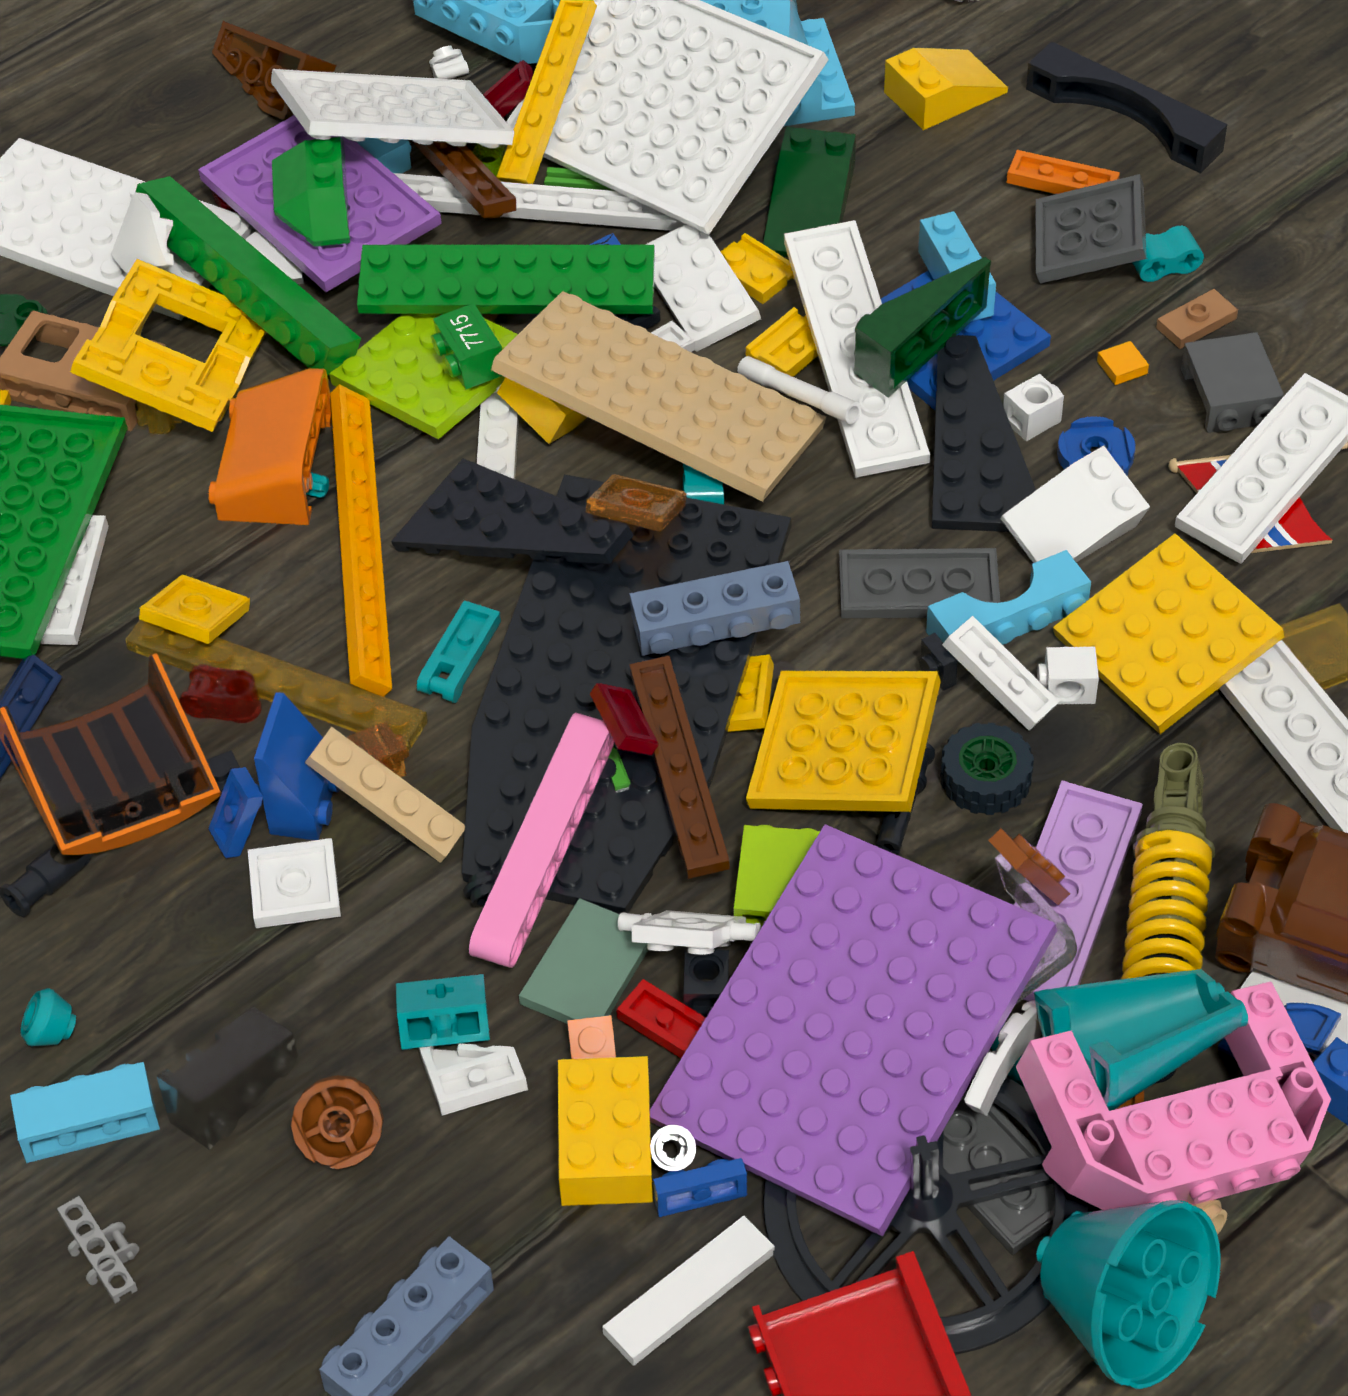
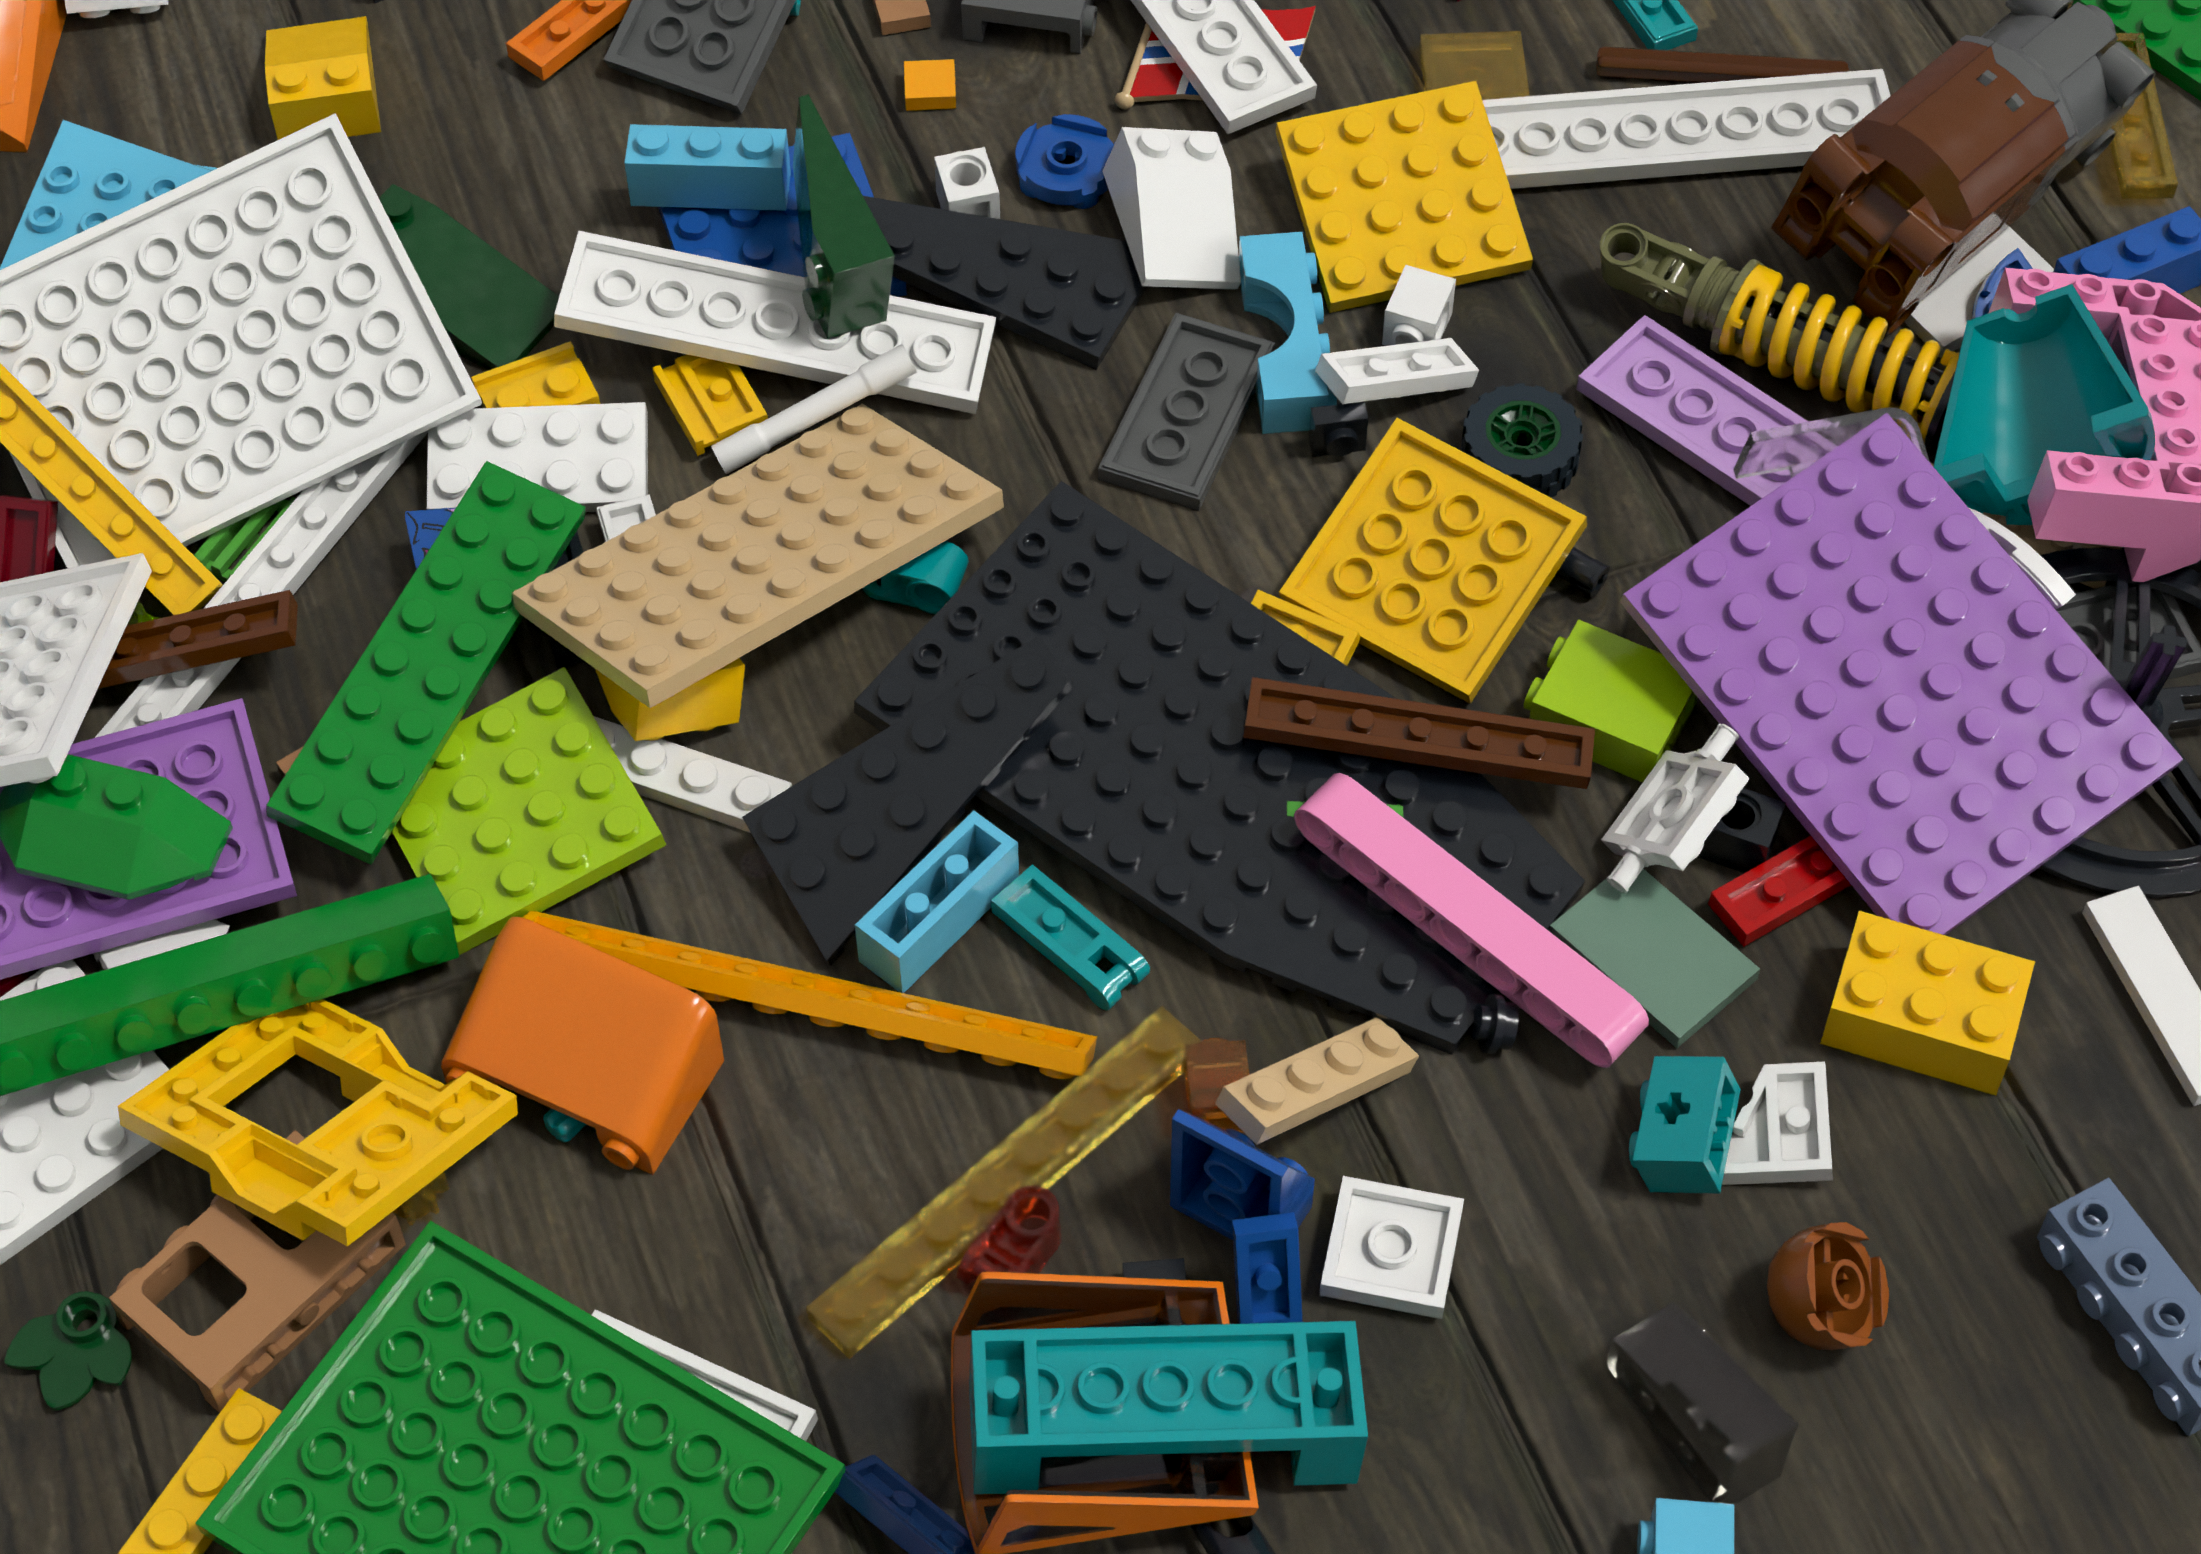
camera: 70 degrees left, 5 degrees up
(120, 787) = (1166, 1394): none -> teal plate
(143, 235) = (72, 1089): white slope -> none
(194, 609) = (839, 1238): yellow tile -> none
(444, 570) = (936, 902): none -> medium azure brick
(467, 345) = (552, 735): green brick -> none
(591, 1038) = (1778, 978): plate -> none
(624, 719) = (1337, 758): dark red tile -> none
(636, 502) = (986, 621): clear orange tile -> none
(683, 1141) = (1997, 926): cone -> none
(700, 1187) = (2035, 911): blue plate -> none
(715, 608) = (1197, 602): sand blue brick -> none
(1031, 864) = (1762, 412): dark orange plate -> none

